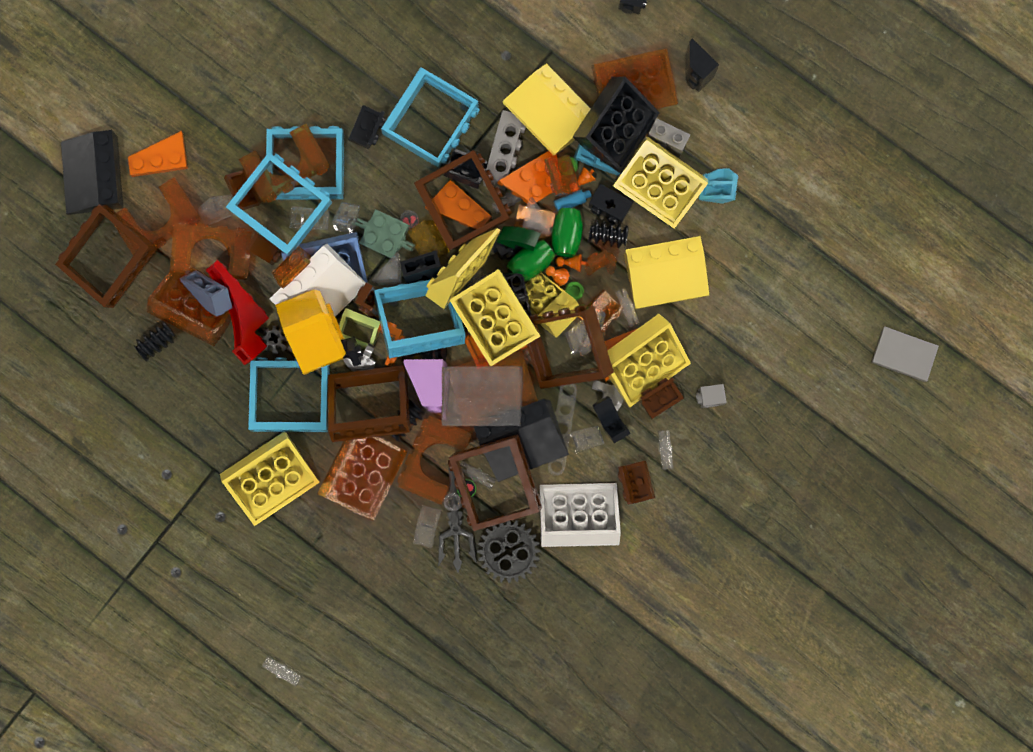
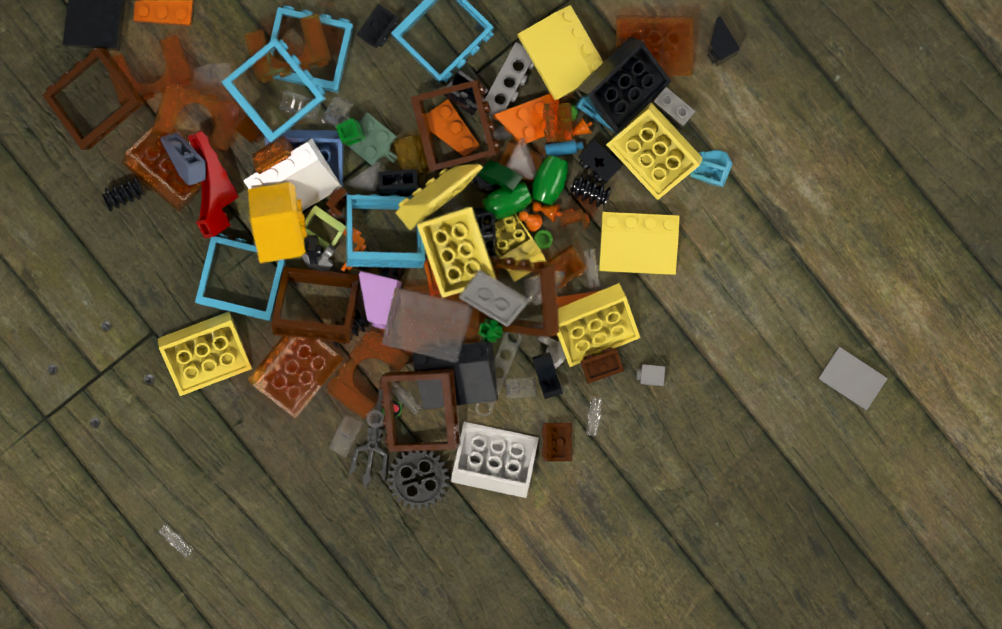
camera: 15 degrees right, 5 degrees up
(235, 182) = (237, 56): reddish brown bracket -> none
(269, 338) = (235, 216): dark grey piece -> none
(363, 229) = (350, 132): none -> green brick
(410, 218) = (399, 128): clear tile -> none
(541, 353) = (493, 298): none -> light grey tile
(545, 387) = (490, 330): none -> green gear

